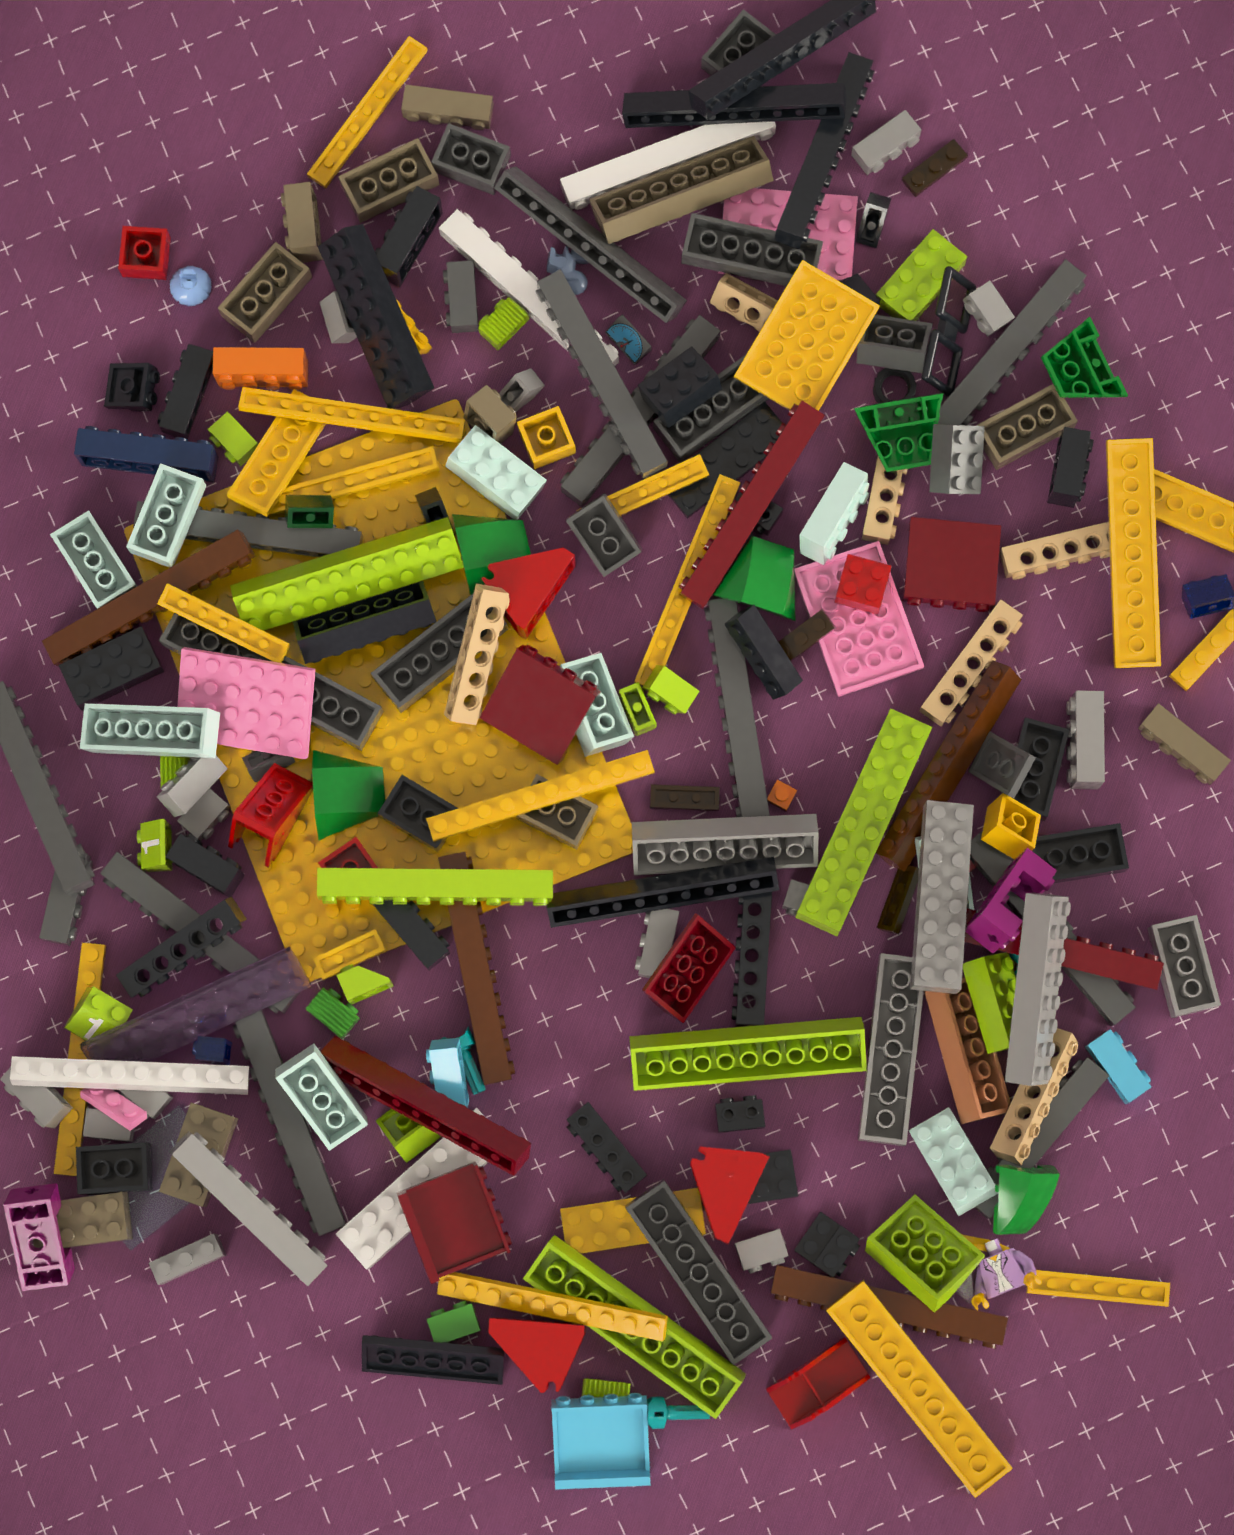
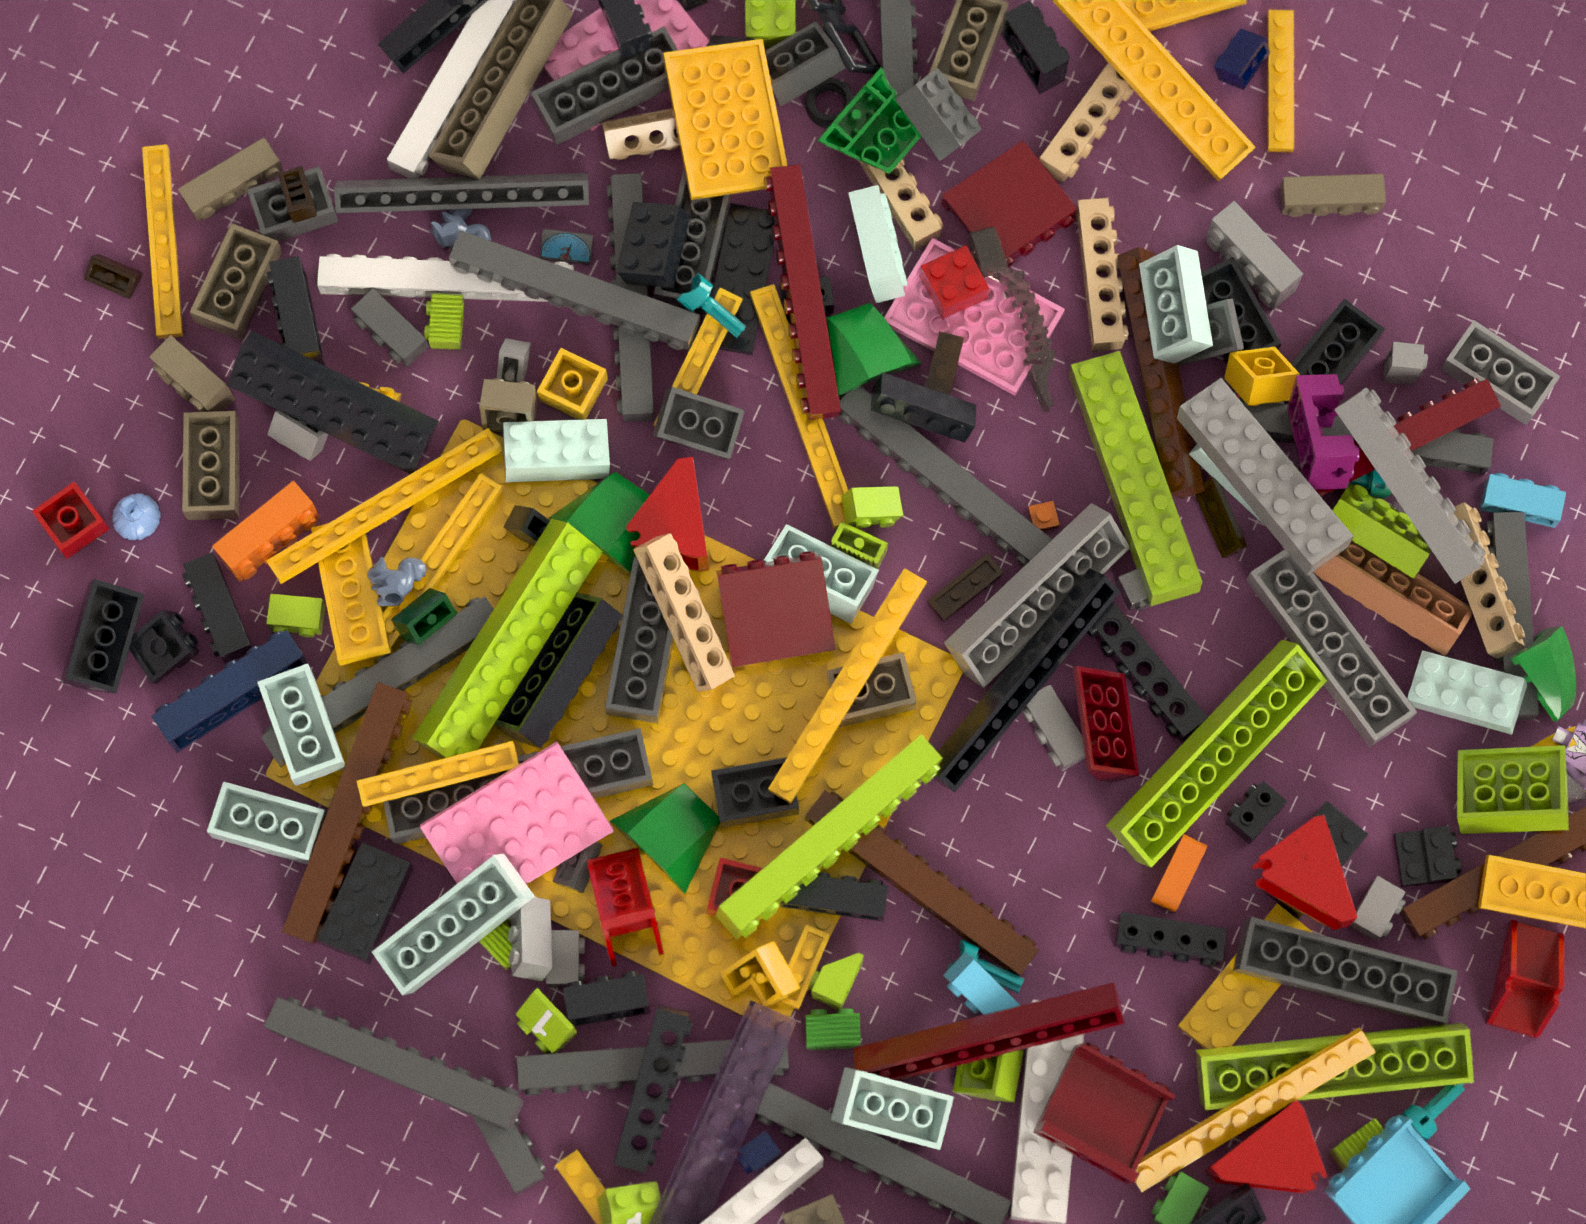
camera: 45 degrees left, 5 degrees down
(98, 348) = (102, 637): none -> black slope
(309, 474) = (395, 584): none -> sand blue animal
(316, 108) = (112, 275): none -> dark brown slope
(318, 937) = (765, 972): none -> yellow brick
(471, 166) = (303, 208): none -> dark brown slope
(651, 1110) = (1179, 873): none -> orange beam
(678, 449) = (700, 296): none -> teal piece
(898, 592) = (992, 263): none -> clear smoke piece
(995, 728) = (1175, 304): none -> light aqua brick
(1122, 903) = (1404, 363): none -> light grey brick

